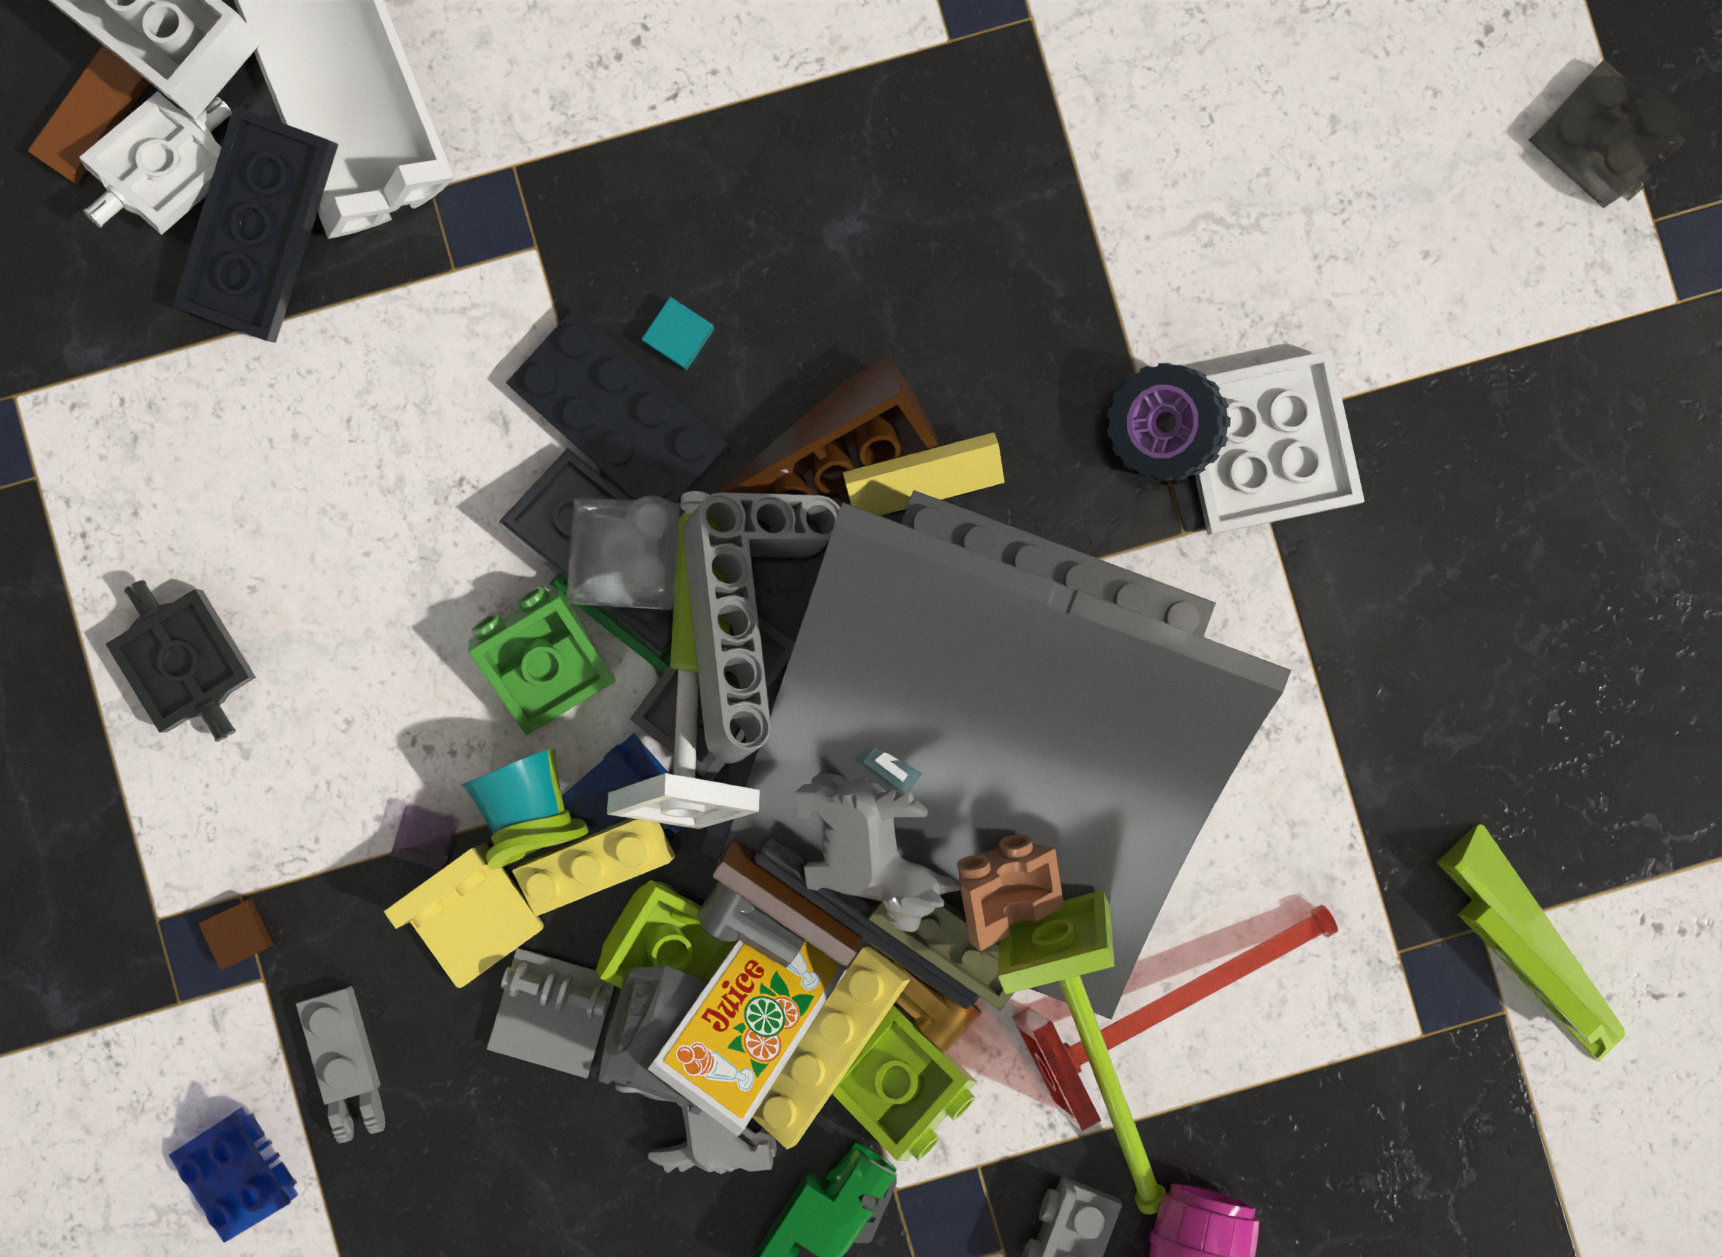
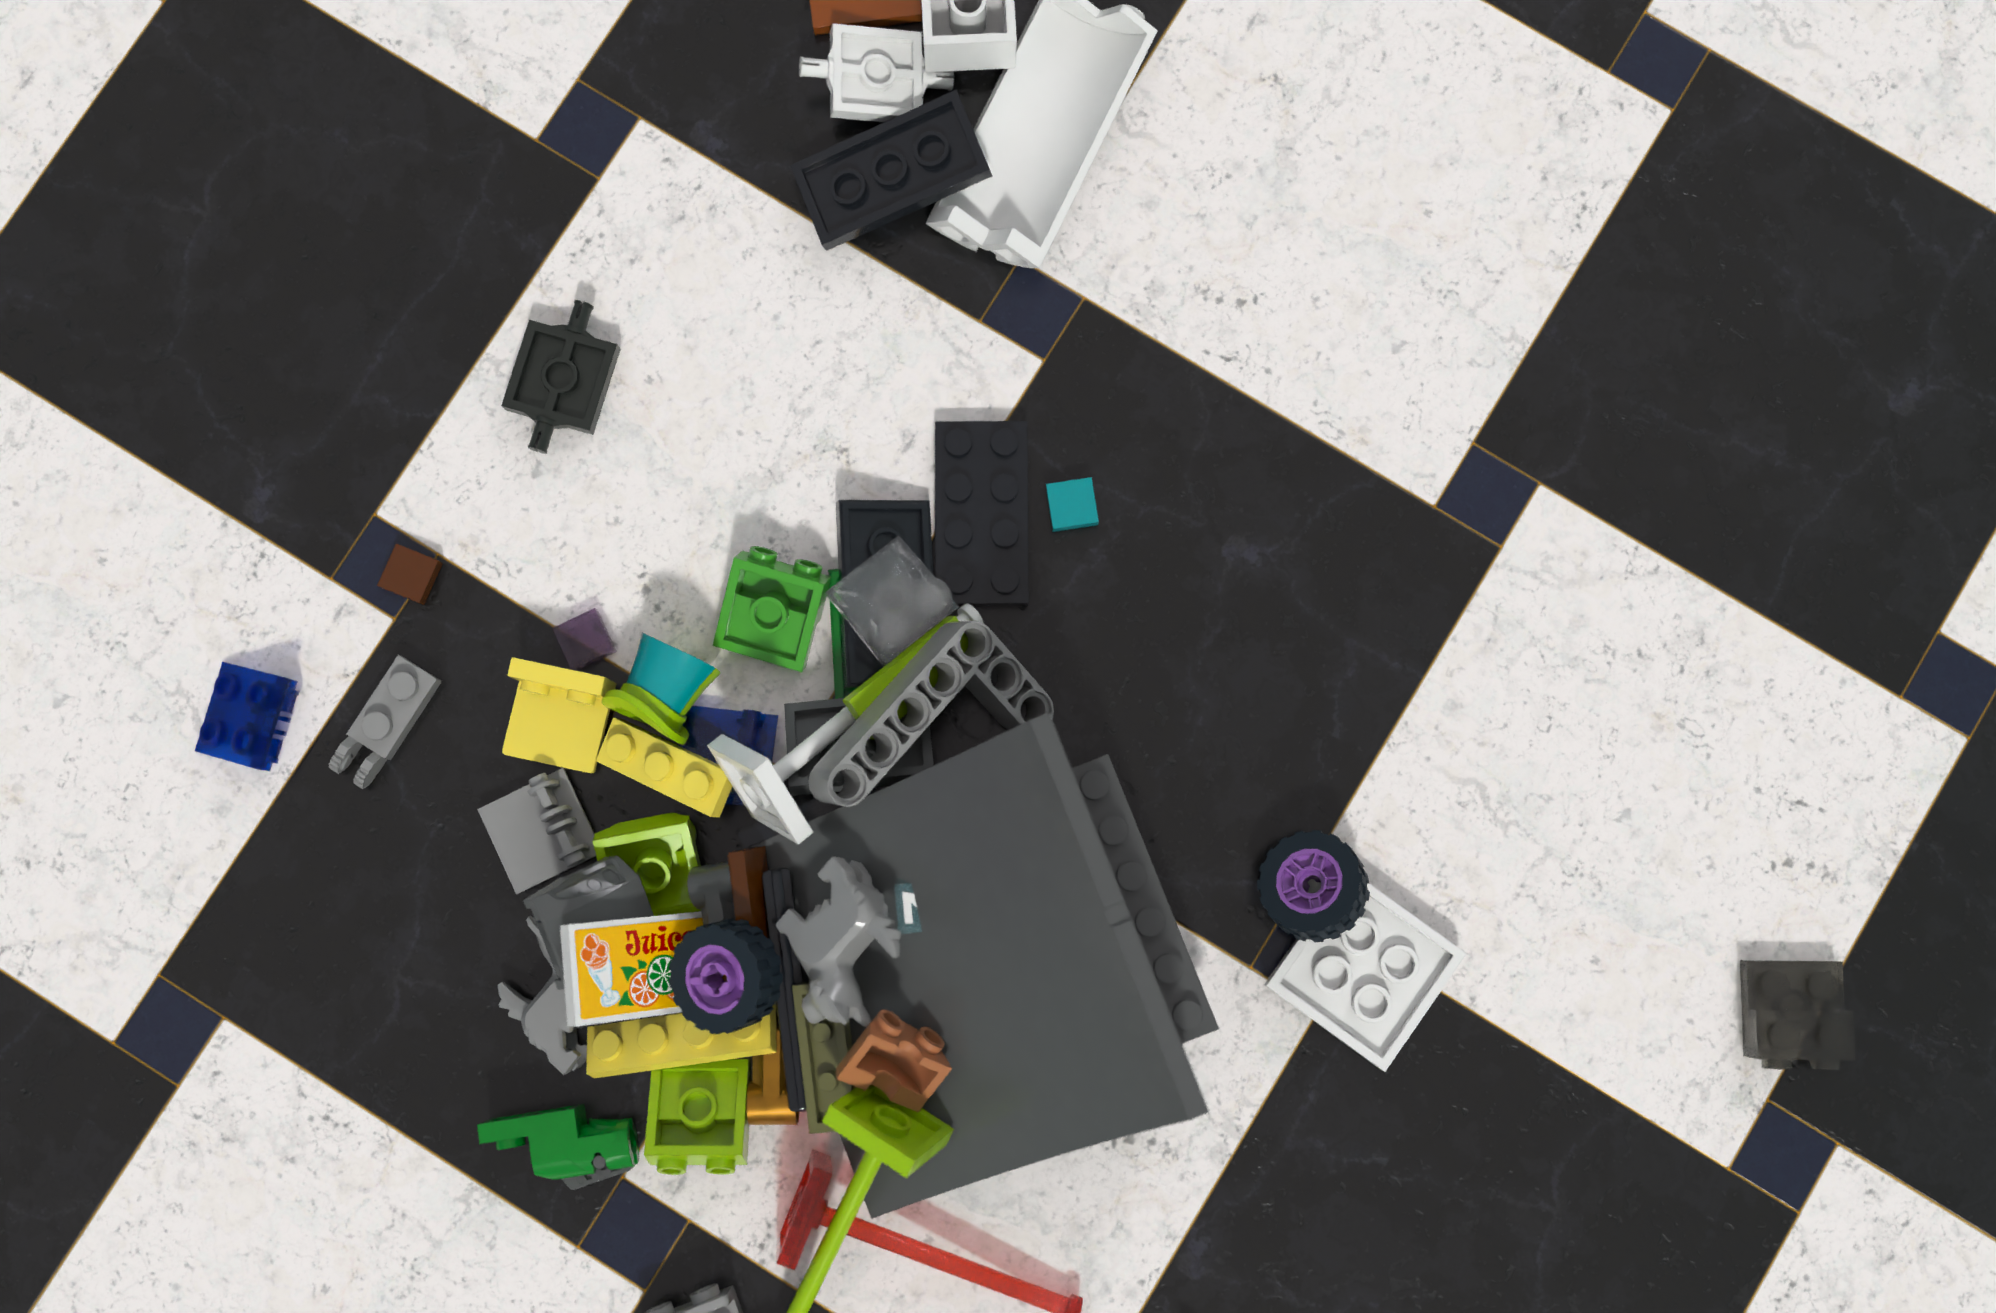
camera: 50 degrees right, 5 degrees down
(805, 940) = (732, 951): none -> black wheel
(853, 427) = (1106, 683): reddish brown wedge -> none
(935, 472) = (1131, 755): light yellow tile -> none

